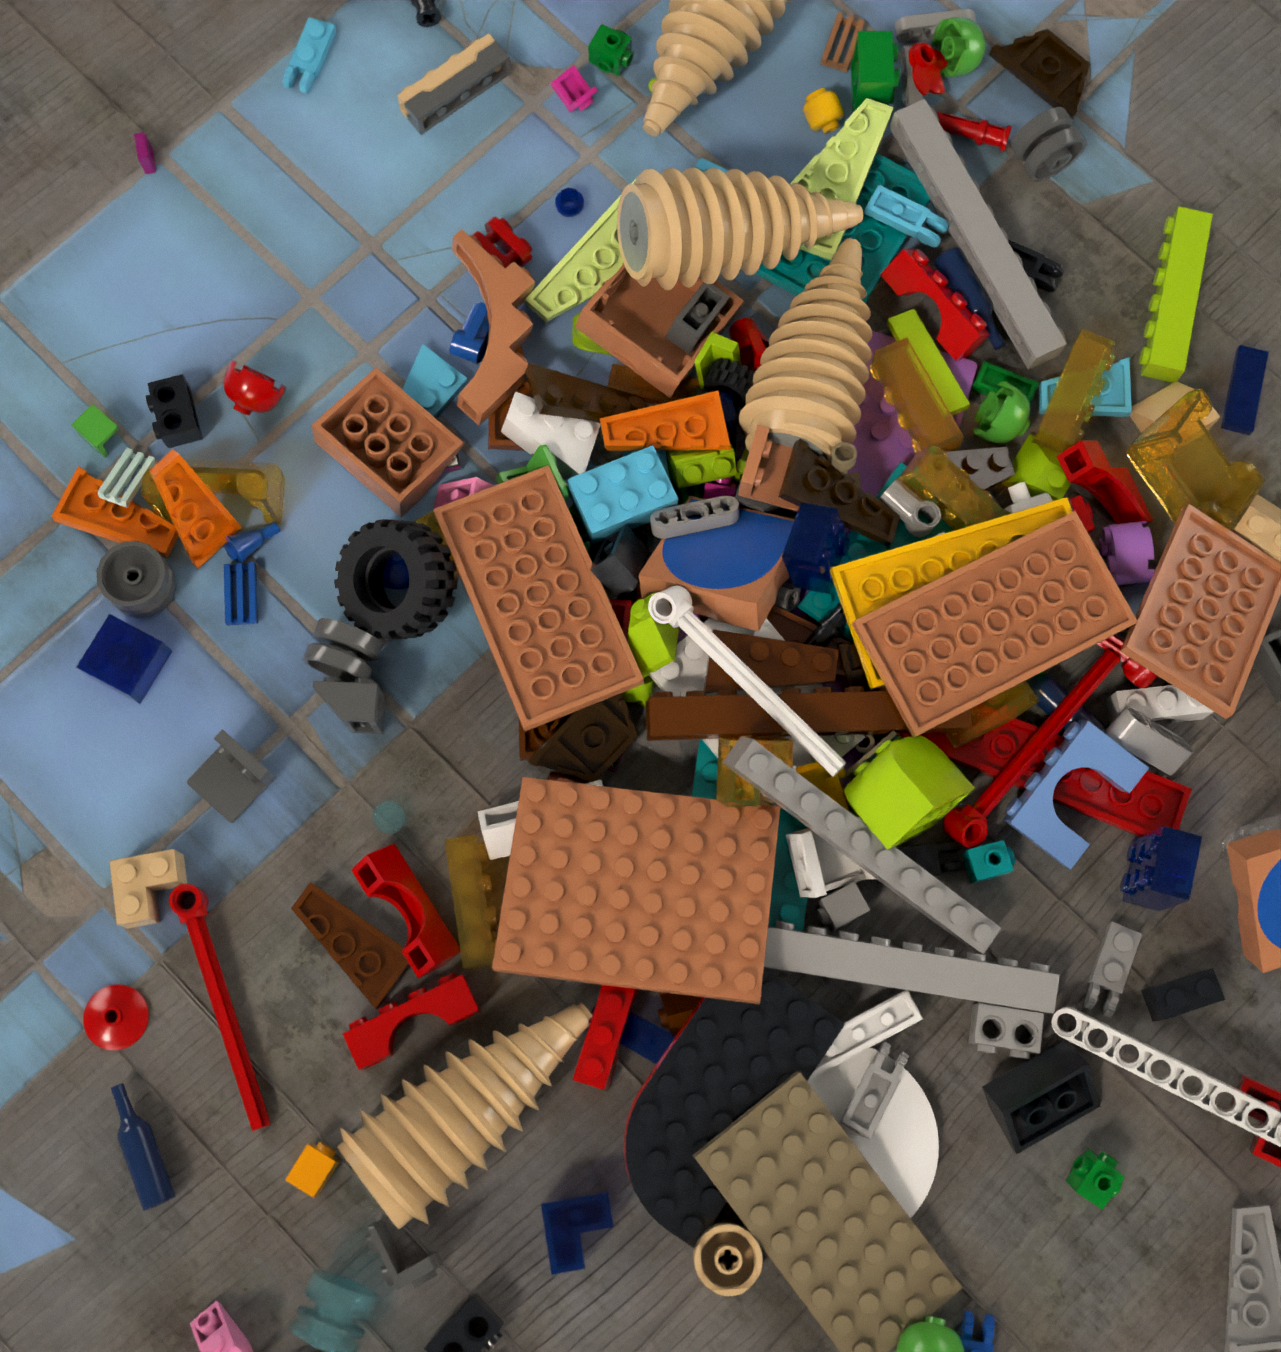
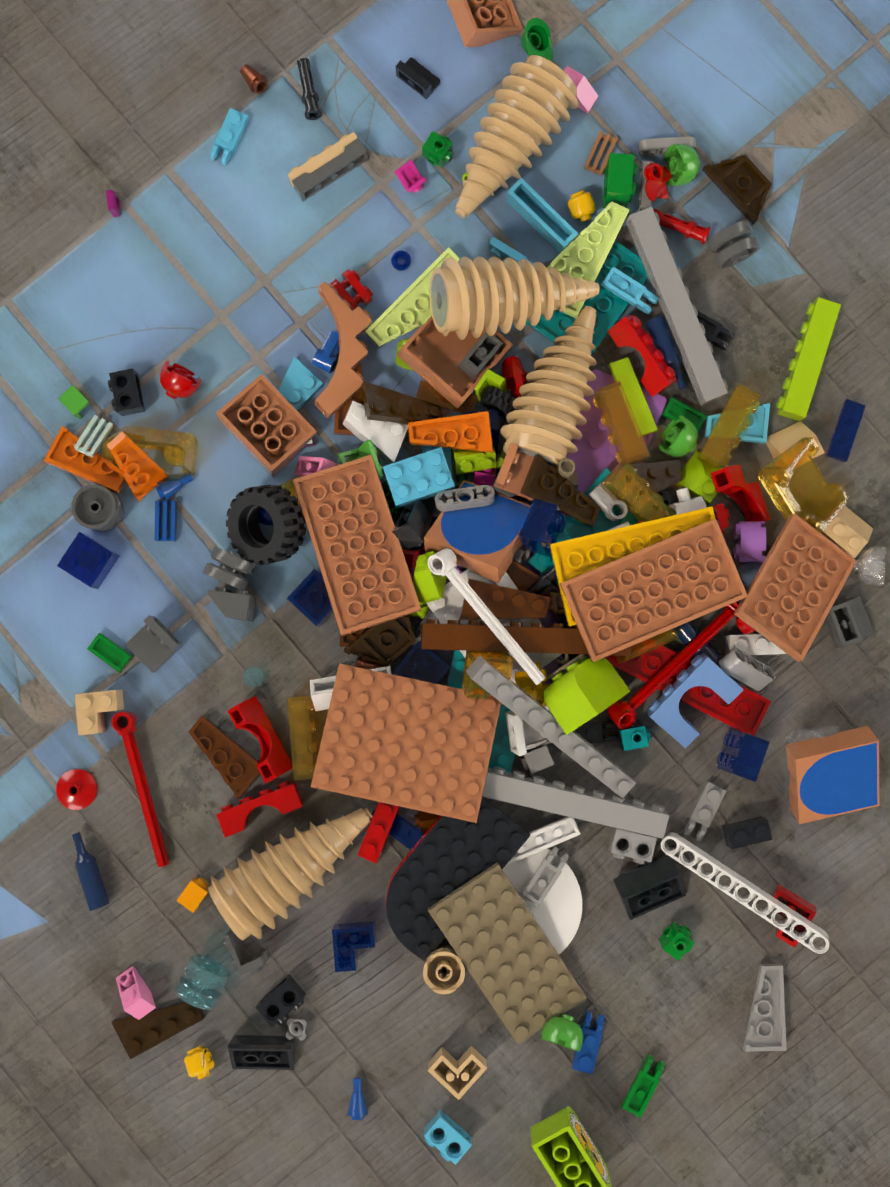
camera: 10 degrees right, 10 degrees up
(162, 798) = (110, 652): none -> green tile
(475, 687) = (312, 598): none -> clear blue brick
(652, 770) = (422, 665): none -> clear blue brick
(766, 126) = (540, 215): none -> medium azure brick

